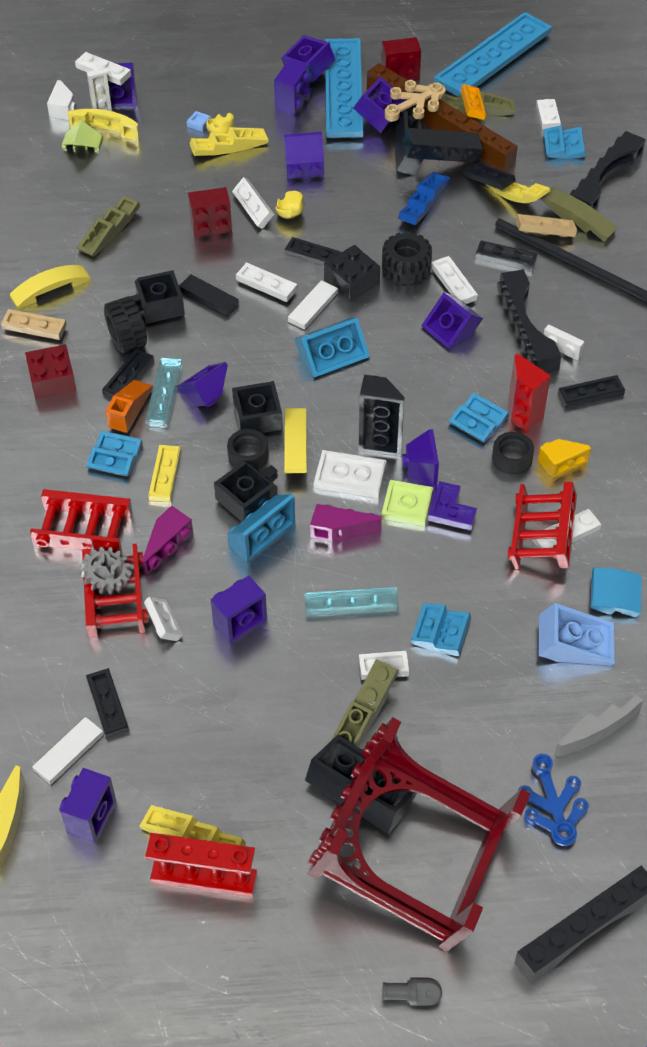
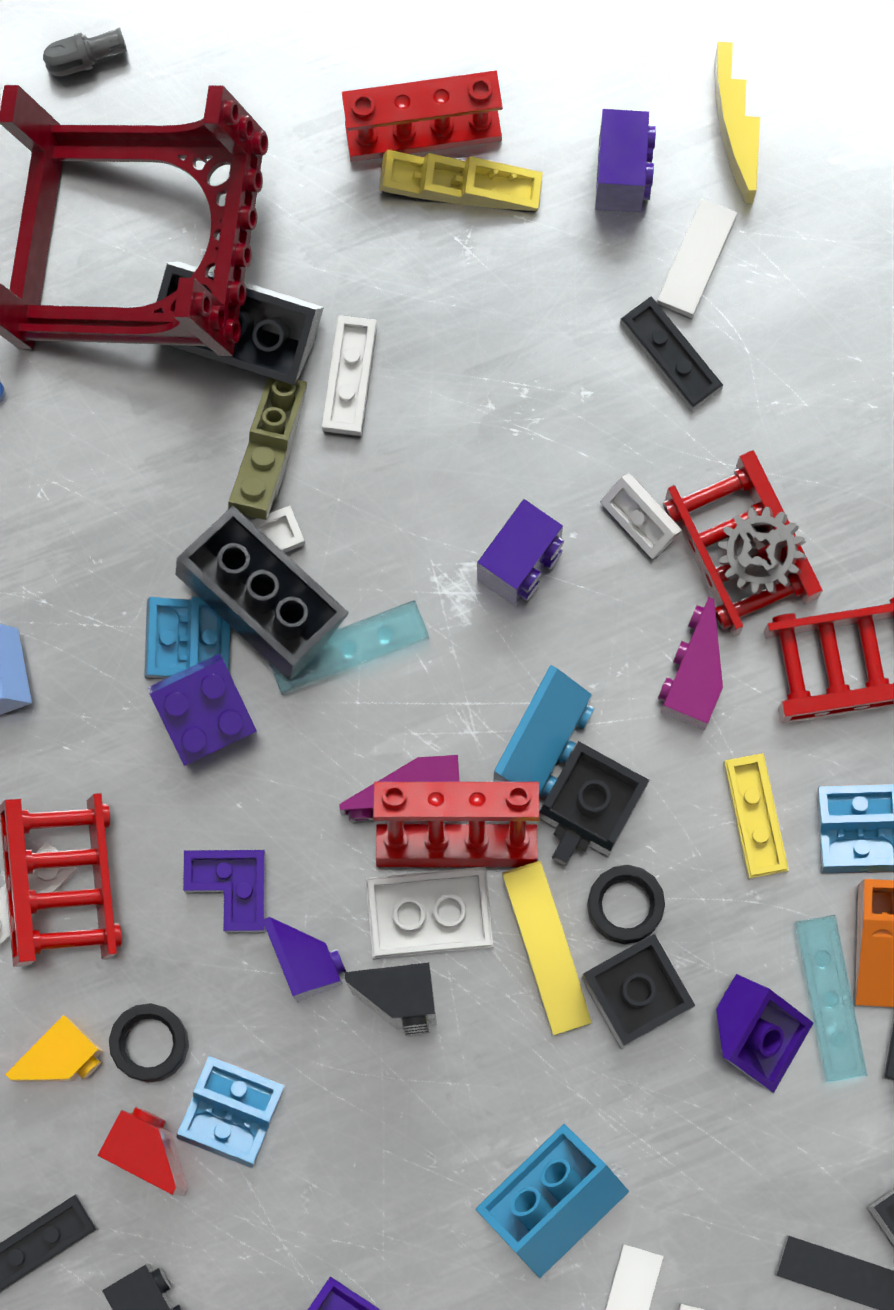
camera: 165 degrees right, 25 degrees up
(302, 739) = (349, 375): none -> white plate
(321, 488) = (456, 844): none -> fence
(393, 623) = (260, 592): none -> black slope
(407, 503) = (311, 879): yellowish green tile -> none
(443, 581) = (201, 709): none -> dark purple brick

